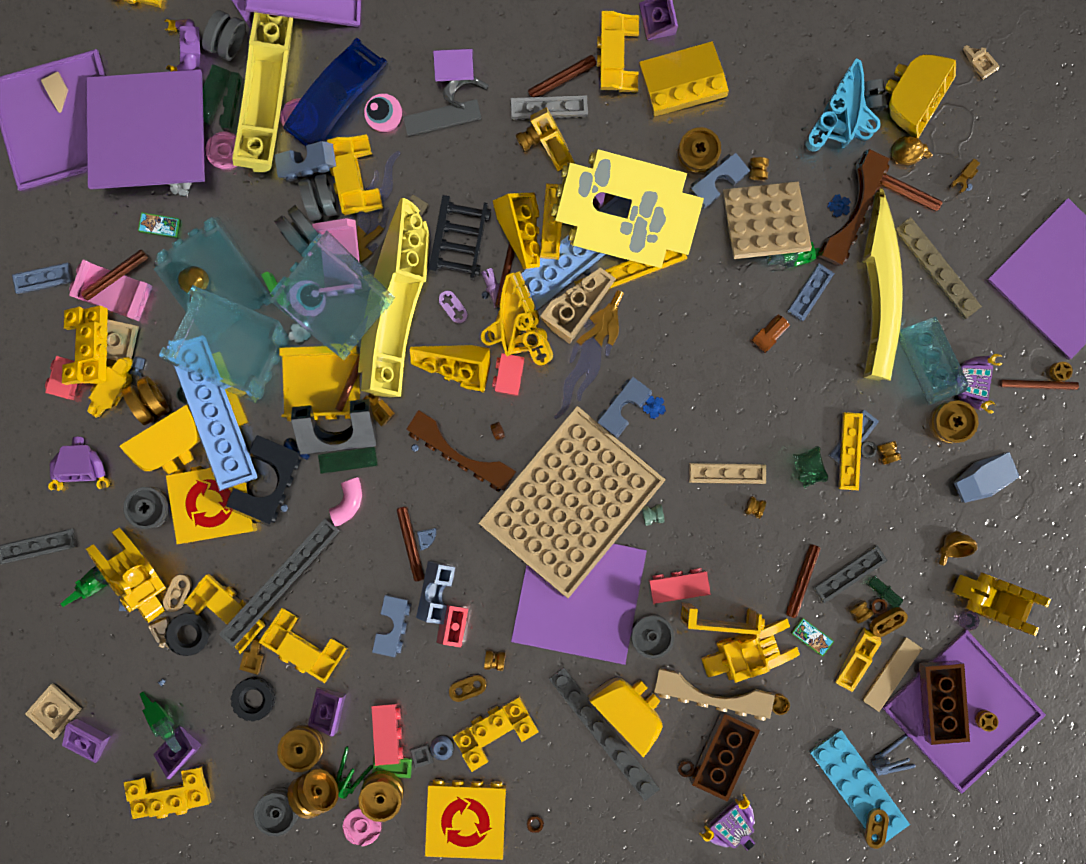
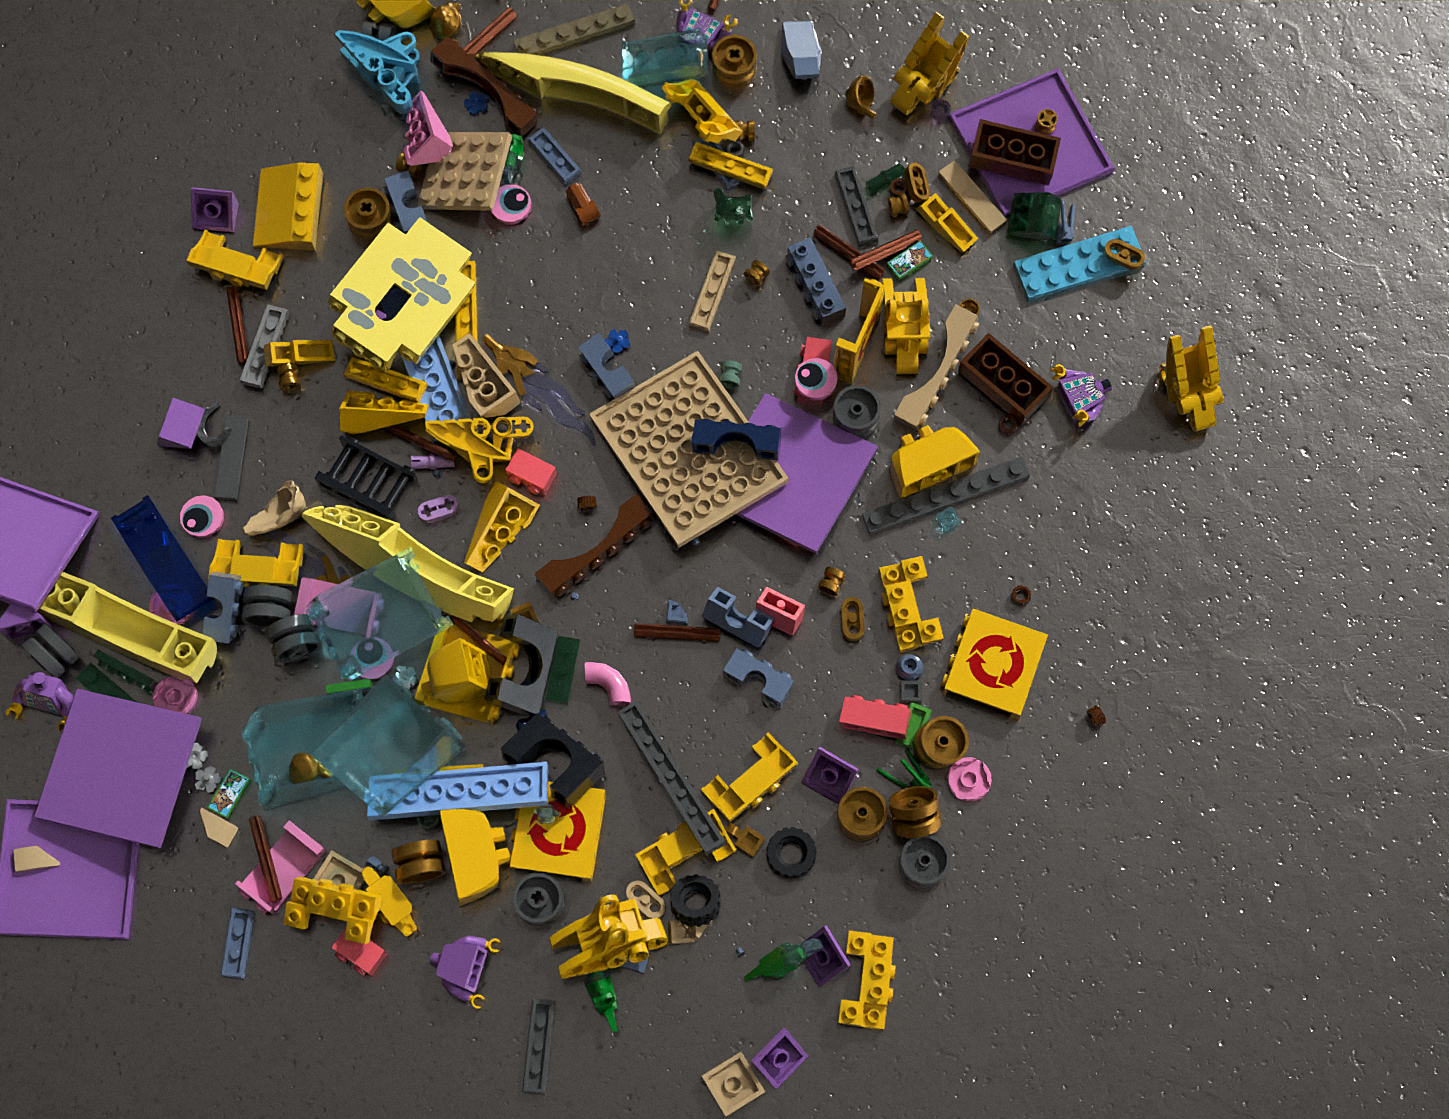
camera: 70 degrees left, 15 degrees down
(126, 227) = (217, 828): none -> tan slope
(165, 203) = (207, 779): none -> light grey plant
(213, 493) = (546, 813): none -> clear light blue plate
(304, 380) = (457, 673): none -> yellow hips
(403, 175) = (280, 511): none -> tan hair
(583, 737) = (952, 514): none -> clear light blue plate
(584, 518) = (710, 435): none -> dark blue arch
(668, 592) = (816, 379): none -> tile
(751, 272) = (511, 204): none -> tile
(764, 561) = (816, 281): none -> sand blue brick
(787, 176) = (426, 135): none -> bright pink wedge
(813, 614) = (885, 250): none -> copper axle
(889, 736) = (1034, 215): none -> clear green slope
(893, 415) = (711, 118): none -> yellow bracket

